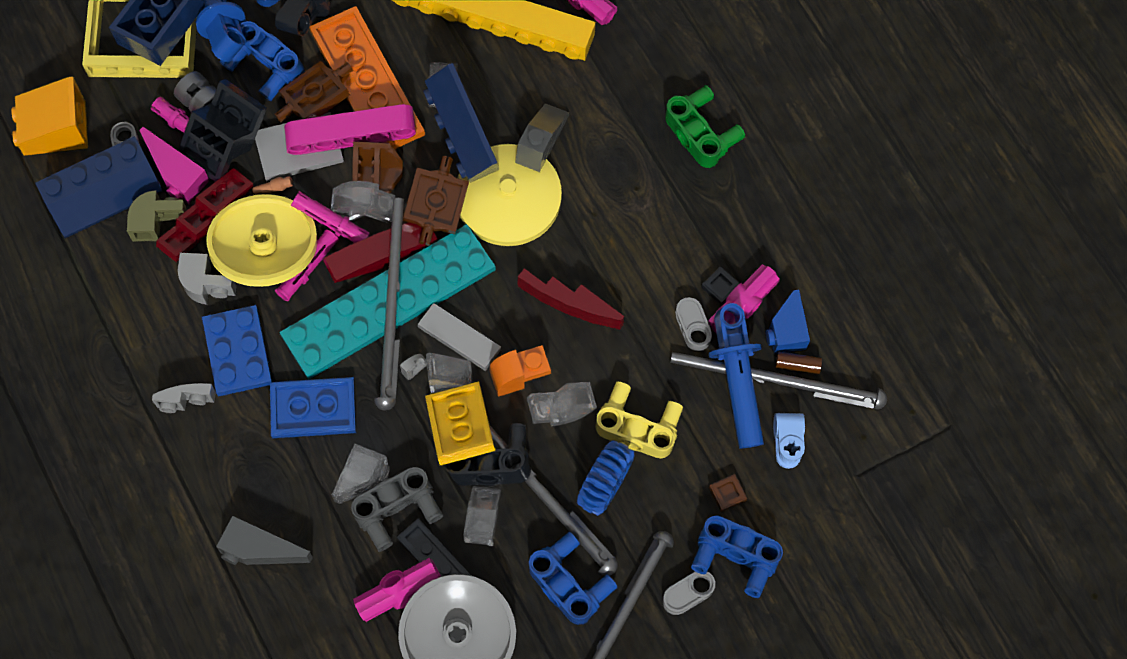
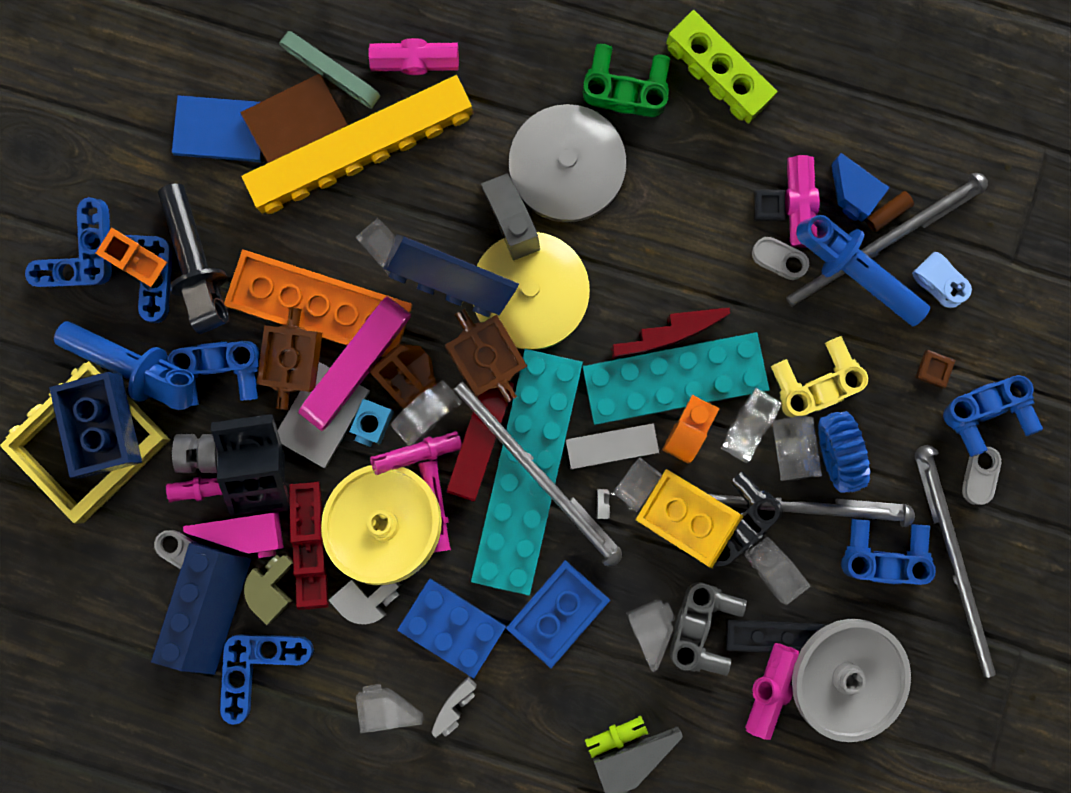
camera: 45 degrees left, 15 degrees up
(50, 119) = (97, 593): light orange slope -> none
(96, 246) = (254, 656): none -> blue beam
(140, 356) = (384, 710): none -> clear slope
(266, 520) = (616, 736): none -> lime pin
(275, 185) = (337, 465): nougat piece -> none
(325, 166) = (366, 410): none -> dark azure brick
(530, 322) = (670, 377): none -> teal plate
(577, 447) = (796, 448): none -> clear brick
(613, 141) = (567, 163): none -> light grey dish
(776, 133) = (696, 30): none -> lime brick

